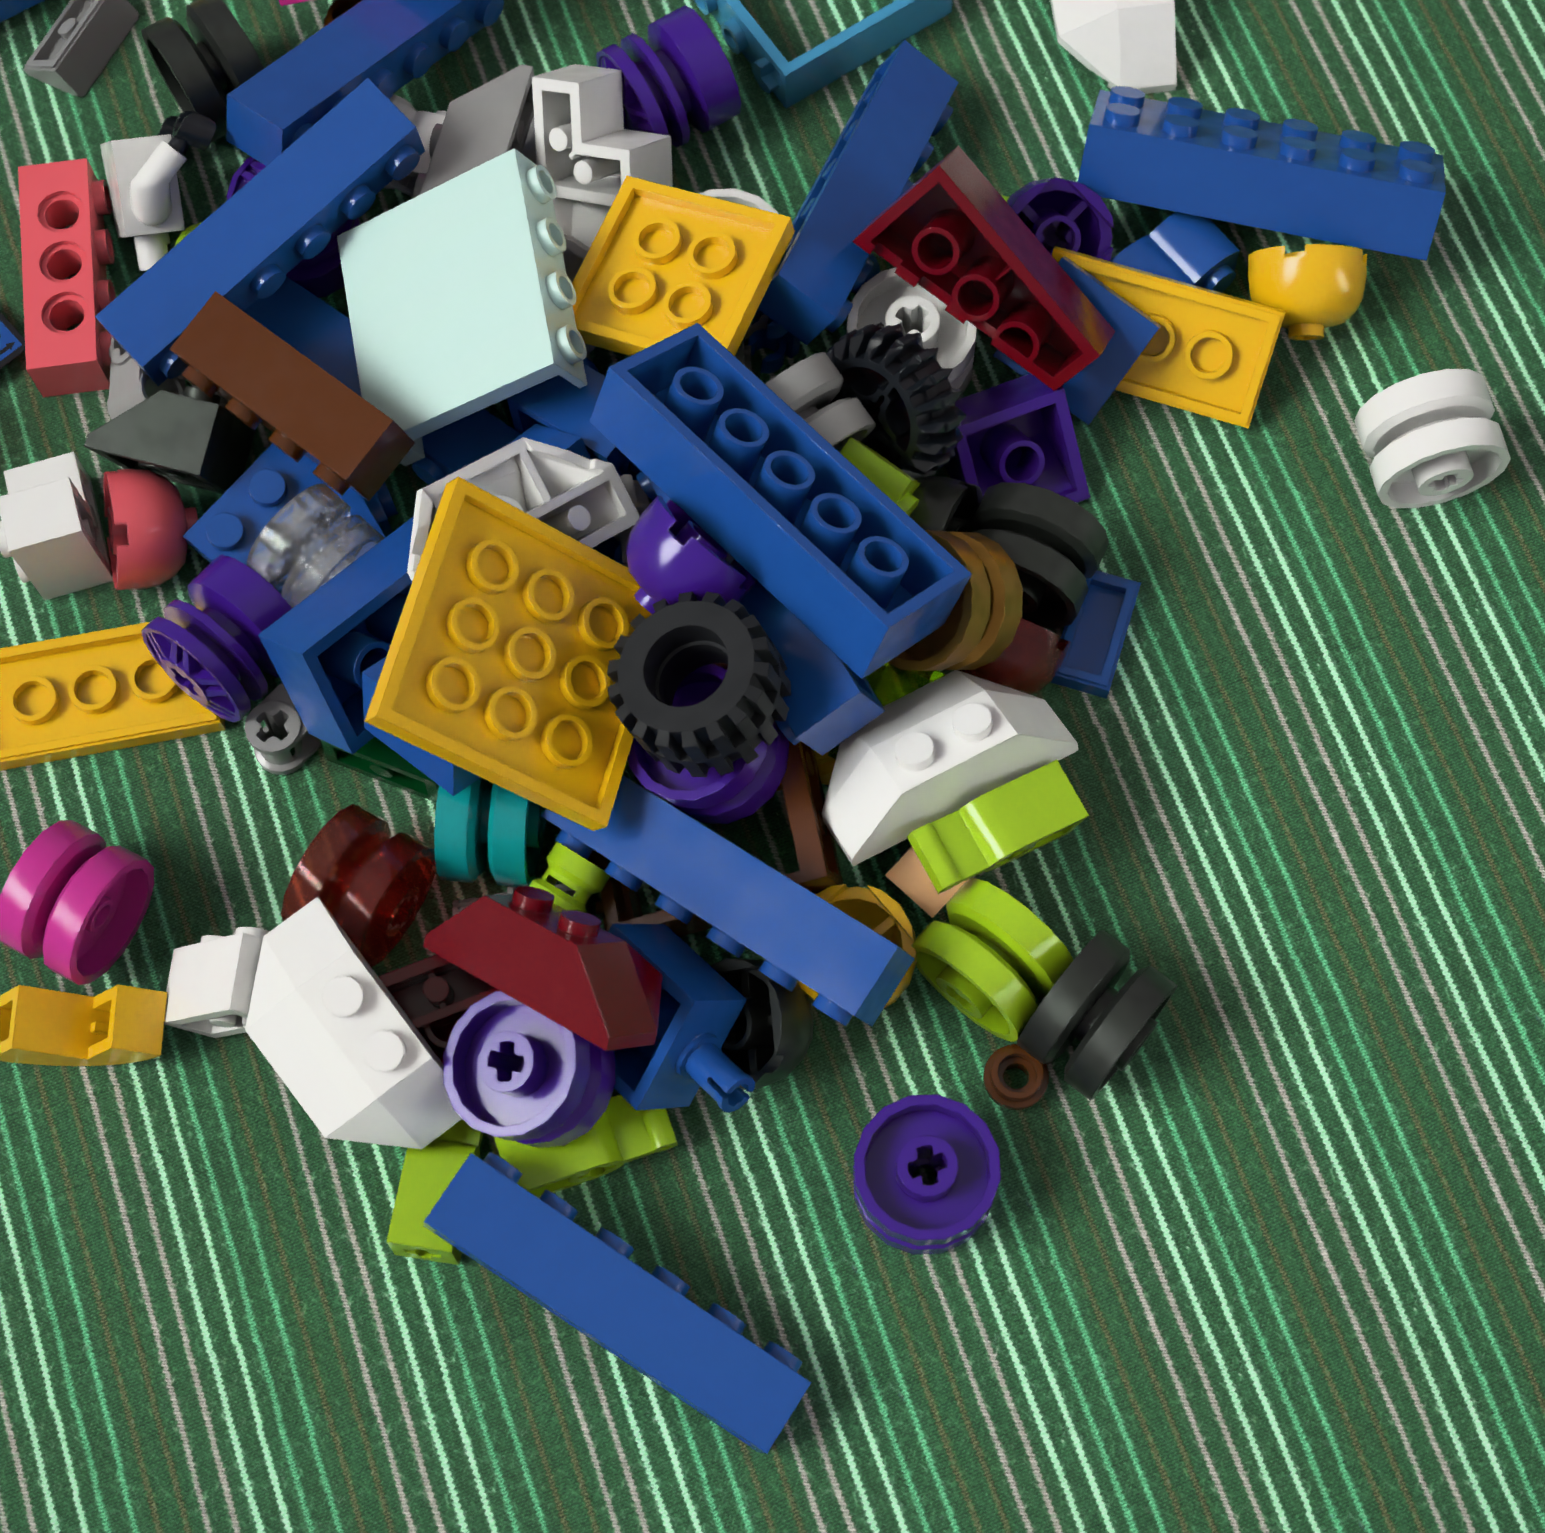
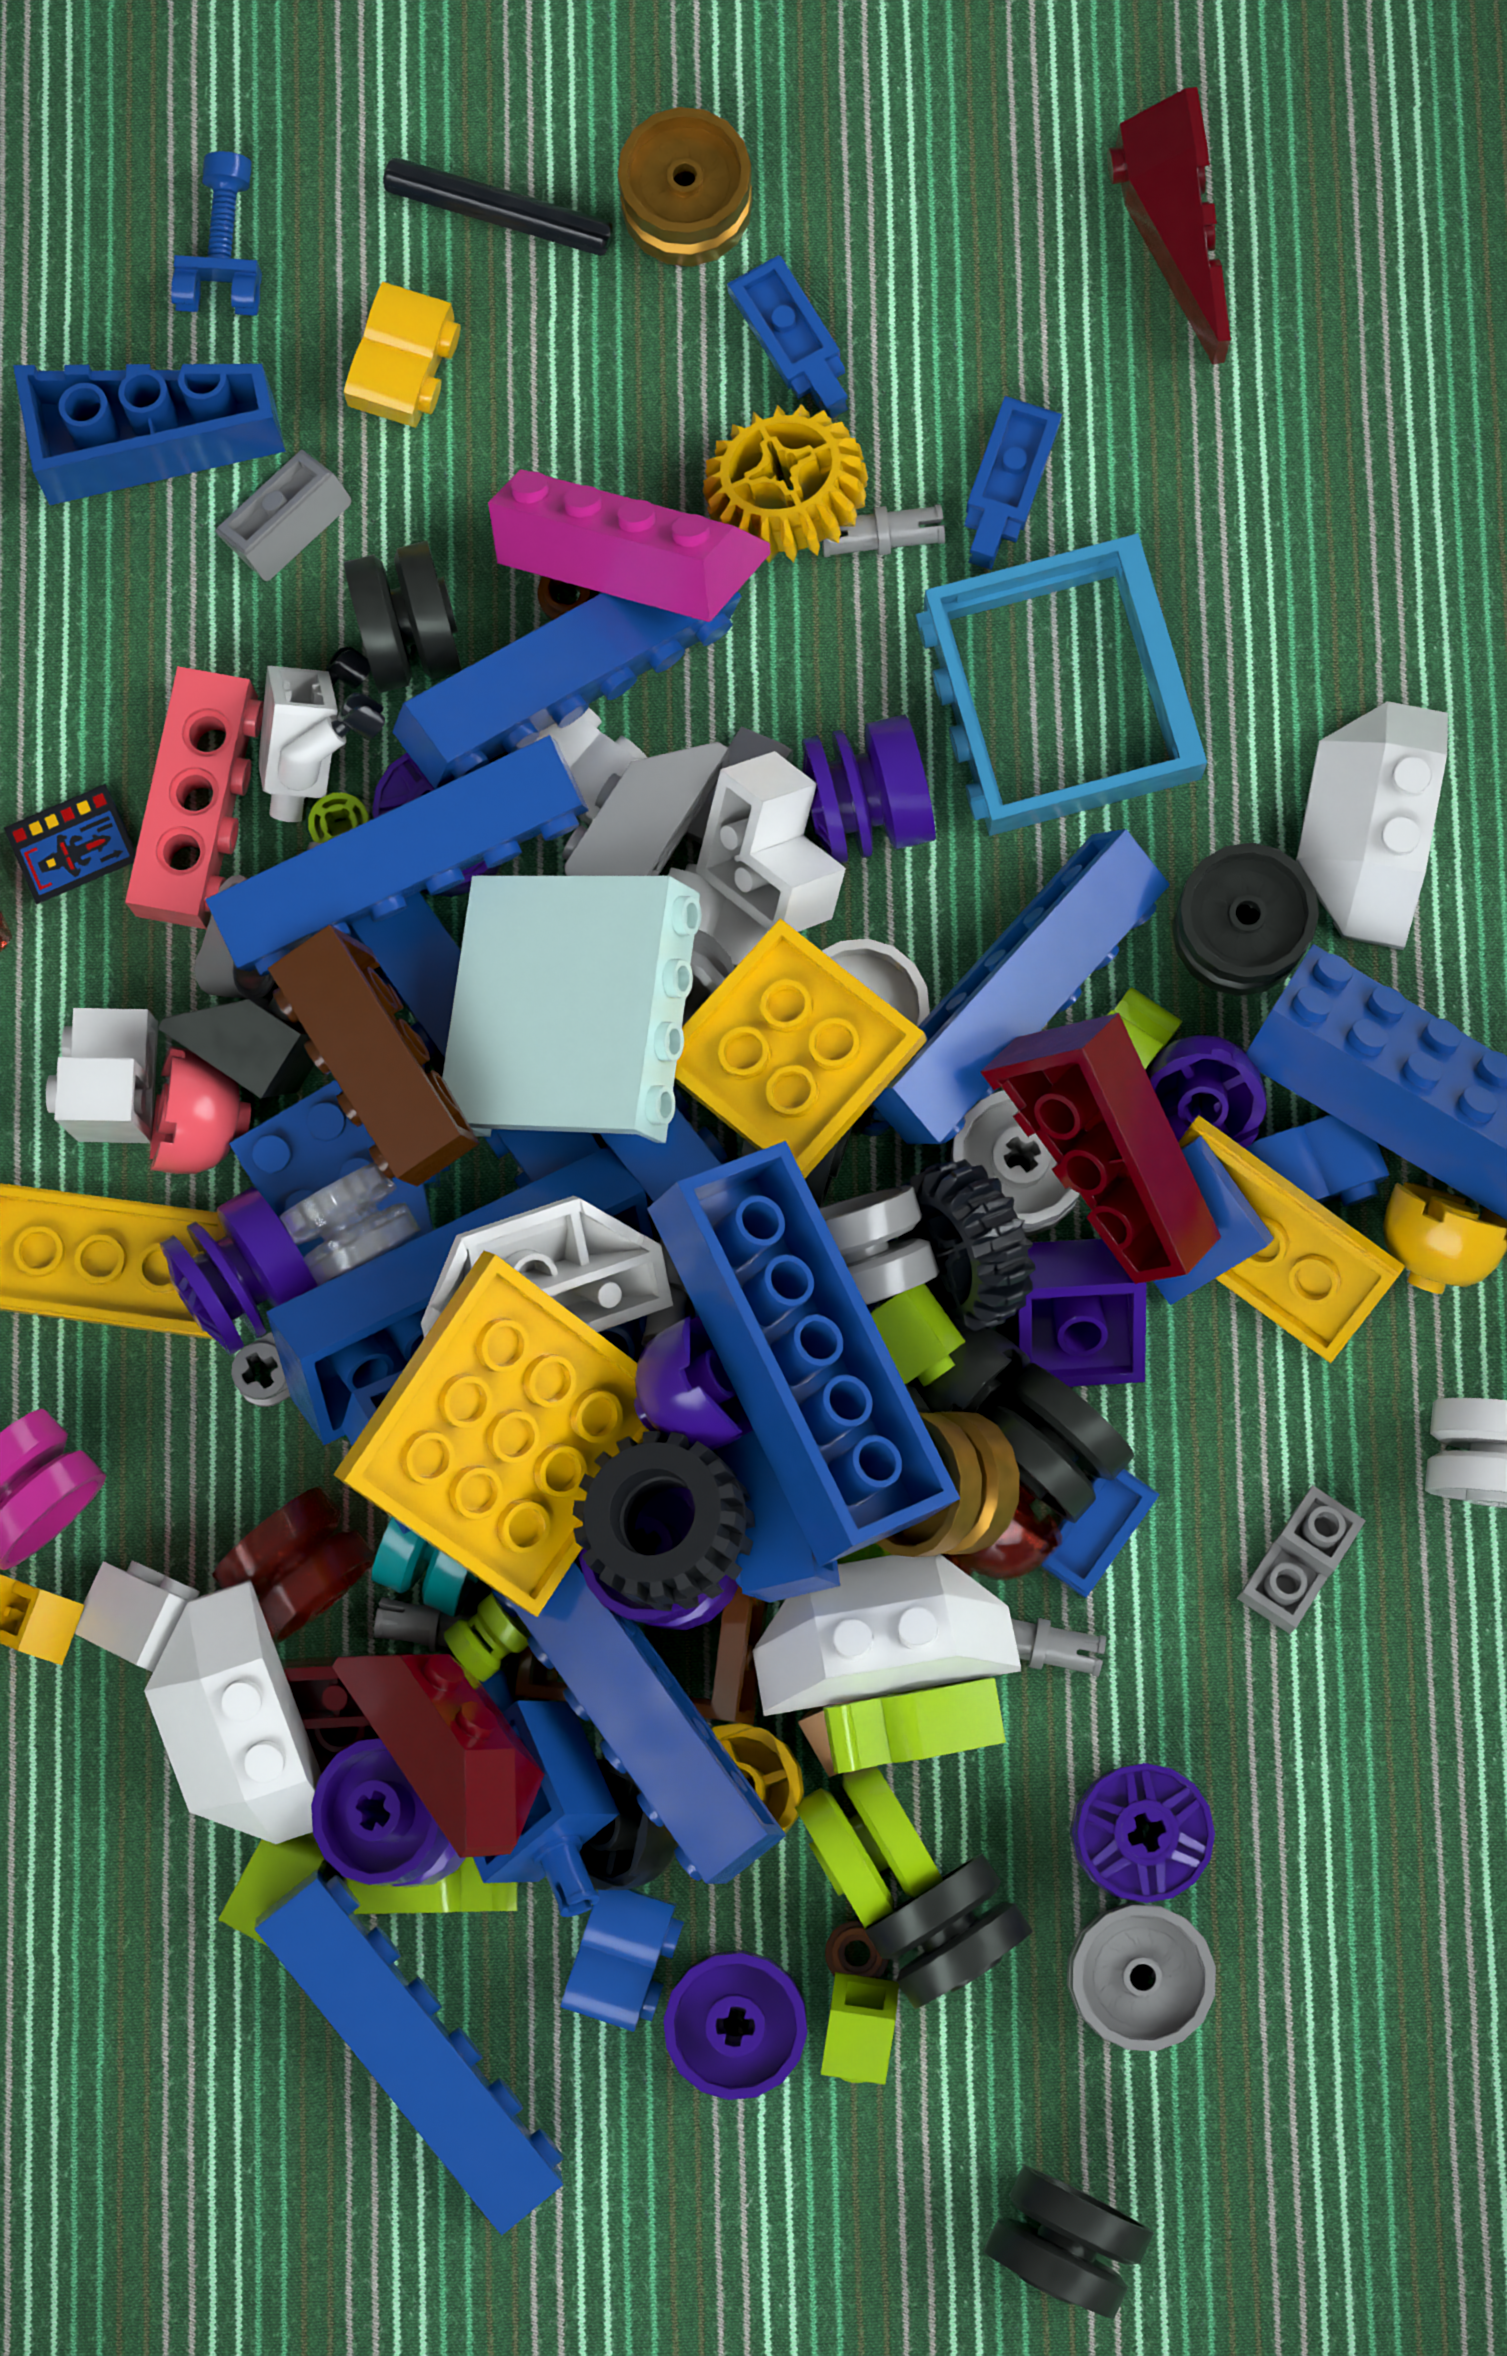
camera: 20 degrees right, 10 degrees up
(791, 1152) = (620, 1957): none -> blue brick
(1033, 90) = (1261, 887): none -> pearl dark grey wheel
(1046, 1140) = (860, 2028): none -> lime brick
(1106, 742) = (1057, 1647): none -> light grey pin
(1249, 903) = (1107, 1815): none -> dark purple wheel
(1288, 599) = (1301, 1559): none -> light grey slope
(1322, 1265) = (1065, 2248): none -> pearl dark grey wheel
(1327, 1006) = (1177, 1962): none -> light grey wheel

